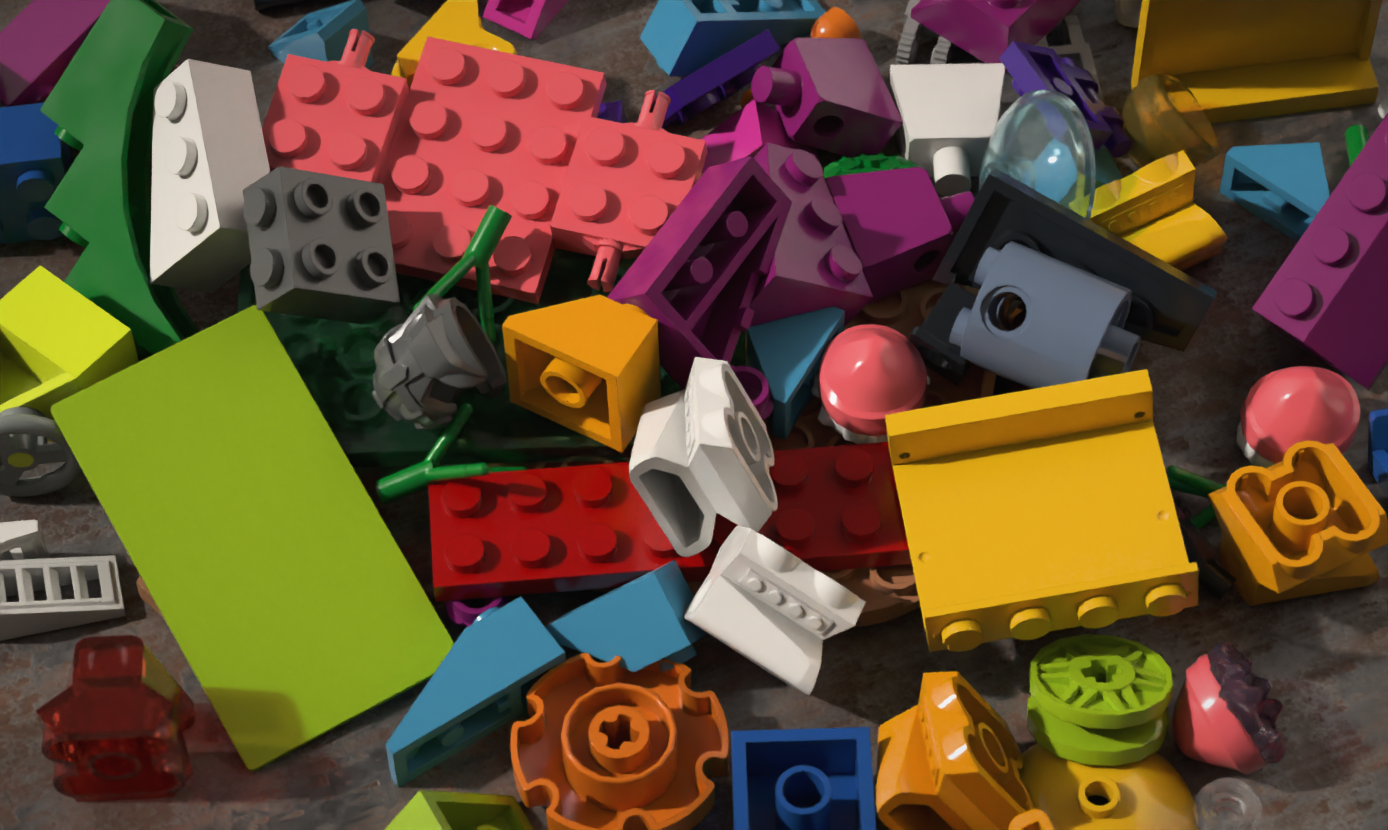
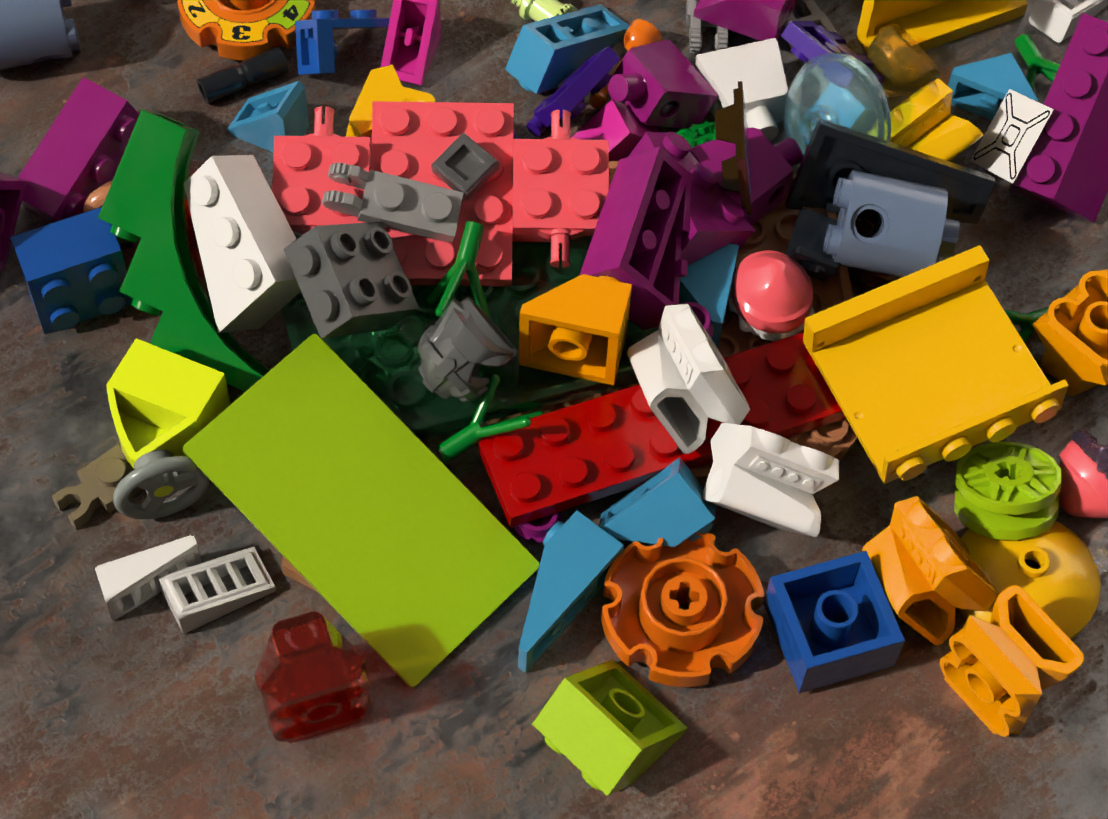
camera: 20 degrees left, 5 degrees up
(410, 164) = (396, 202): none -> light grey hinge
(513, 138) = (465, 166): none -> flat silver tile
(878, 180) = (732, 128): none -> dark brown piece
(1274, 248) = (1011, 135): none -> white sticker
(1294, 408) = (1061, 253): coral hair -> none

